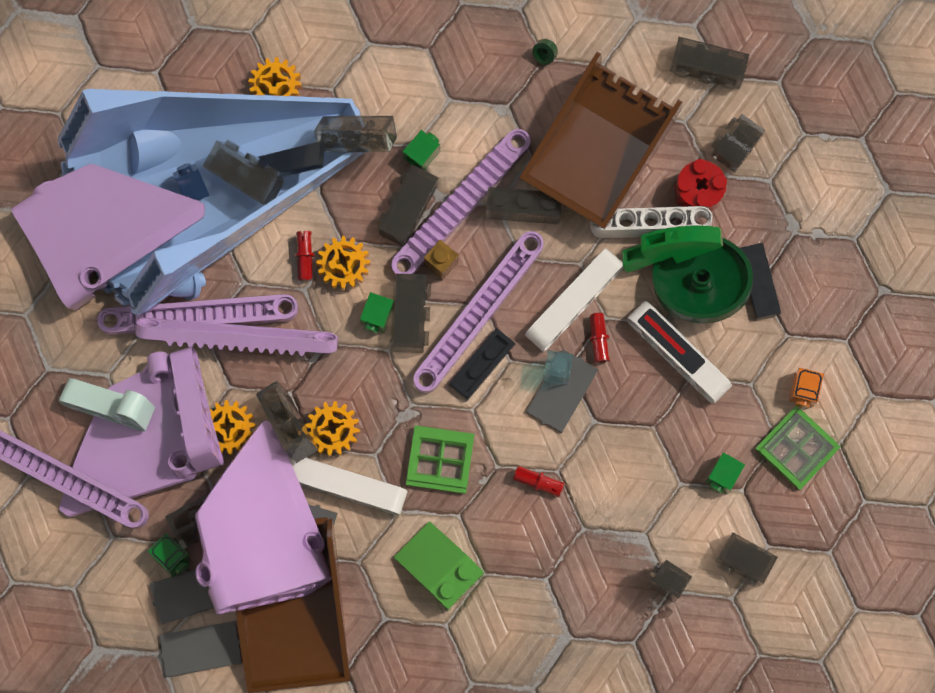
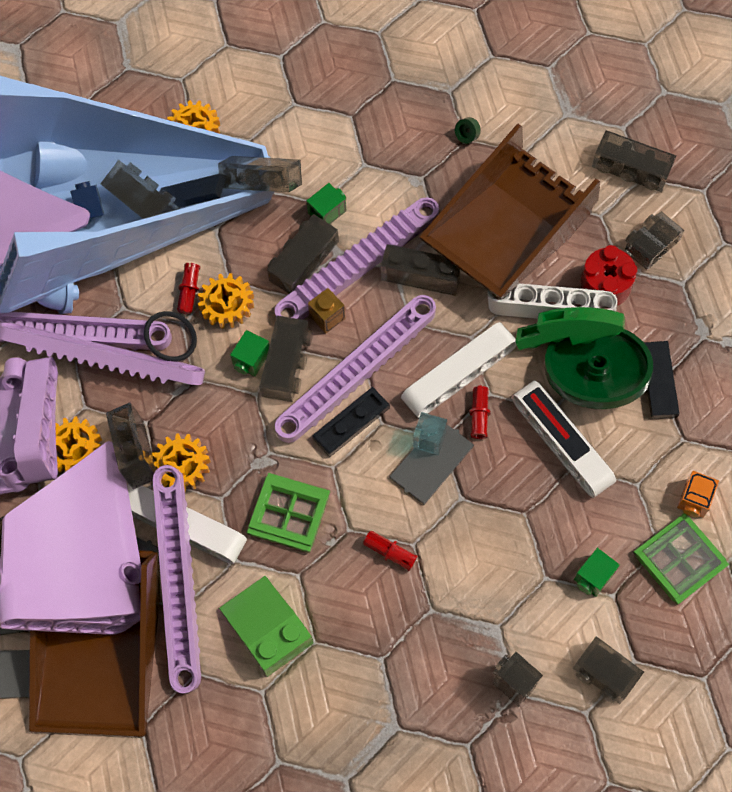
camera: 15 degrees right, 10 degrees down
(280, 318) = (179, 317): none -> black tyre
(353, 538) = (176, 579): none -> lavender gear

